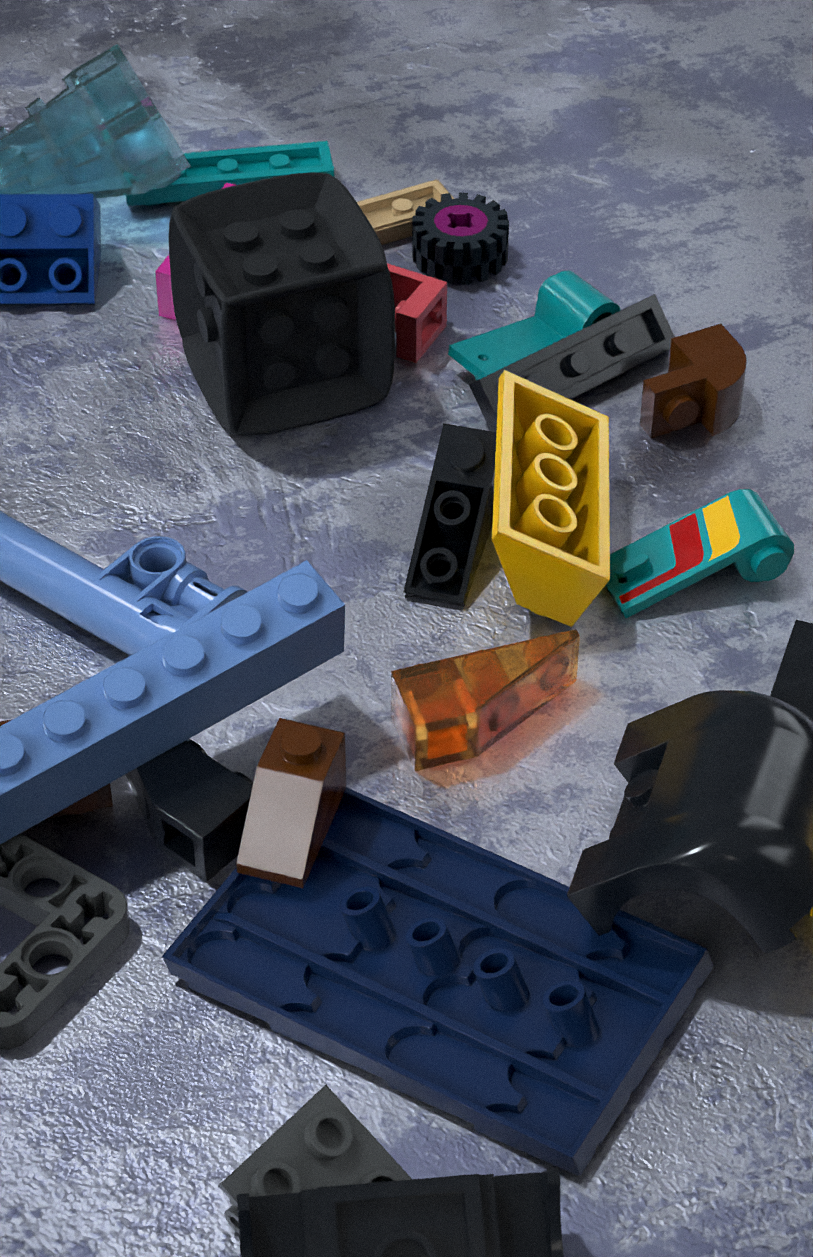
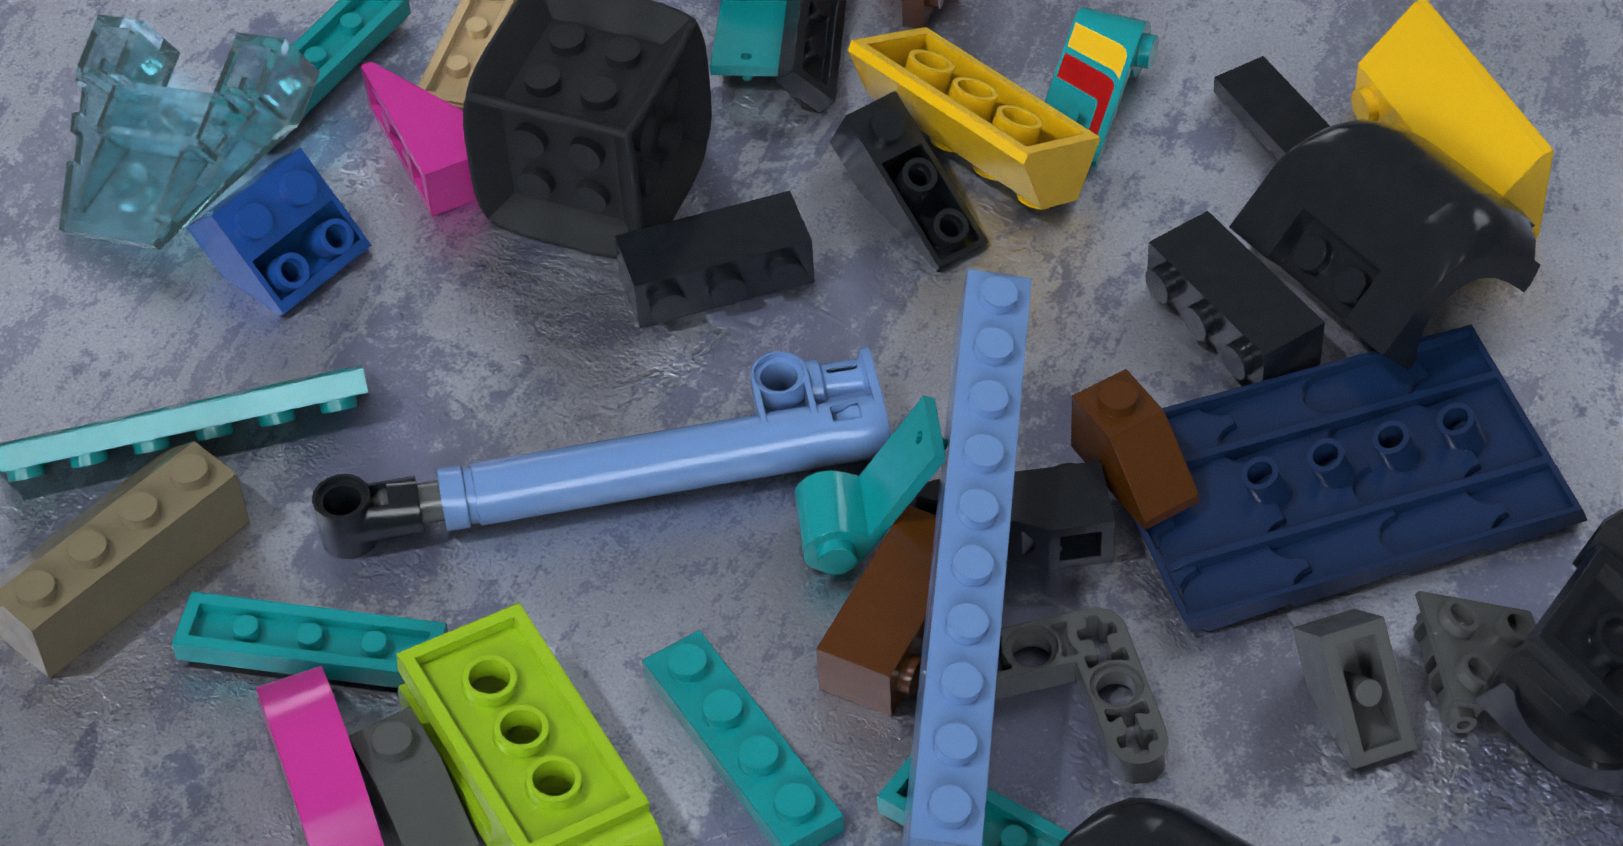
camera: 45 degrees left, 5 degrees up
(66, 666) = (848, 513): none -> teal door
(196, 1113) = (1356, 685): none -> dark grey slope
(258, 464) = (715, 259): none -> black brick
(474, 699) = (1108, 305): clear orange slope -> none
(547, 777) = (1233, 301): none -> black brick

